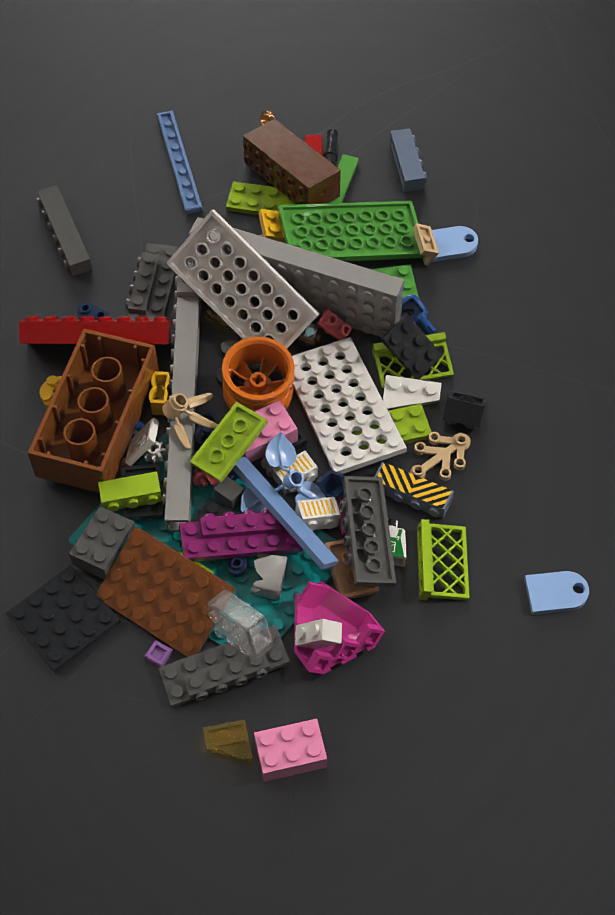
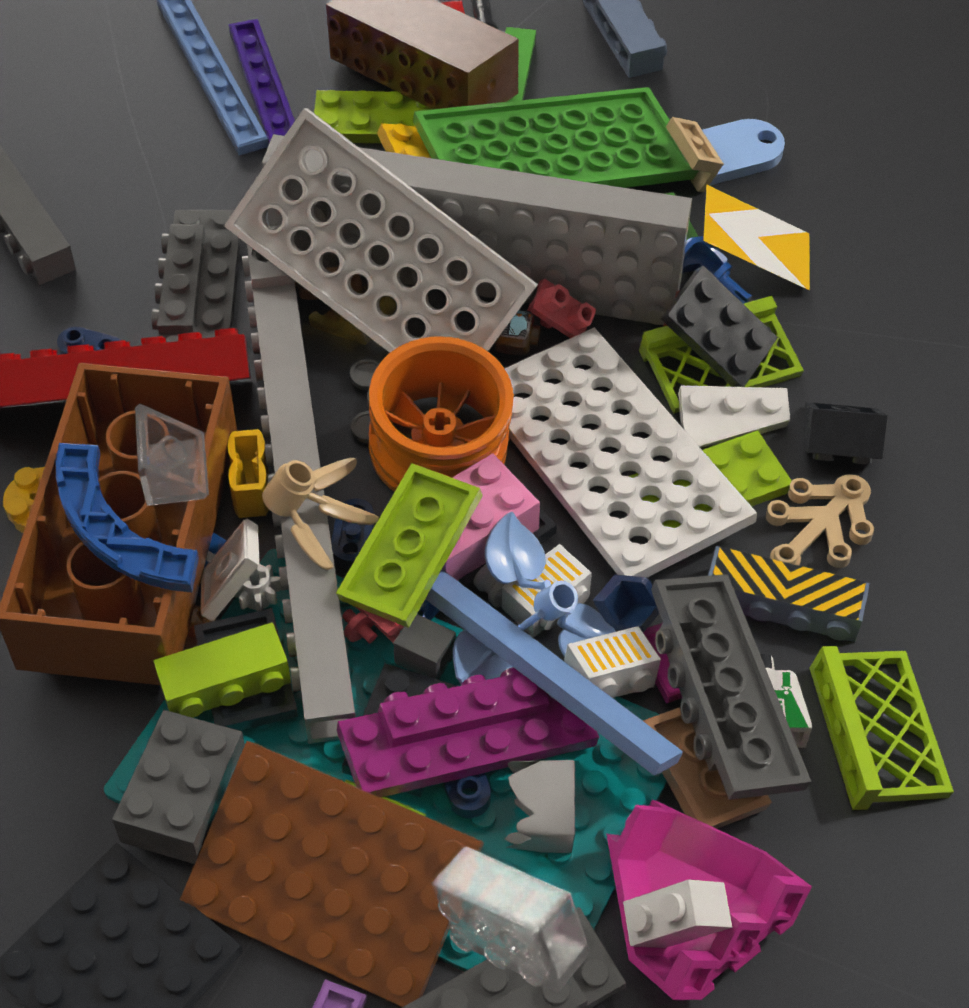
camera: 10 degrees left, 5 degrees down
(83, 417) = (107, 534): none -> blue tile
(119, 385) = (169, 458): none -> clear slope
(206, 174) = (262, 78): none -> dark purple tile
(446, 297) = (757, 237): none -> sticker

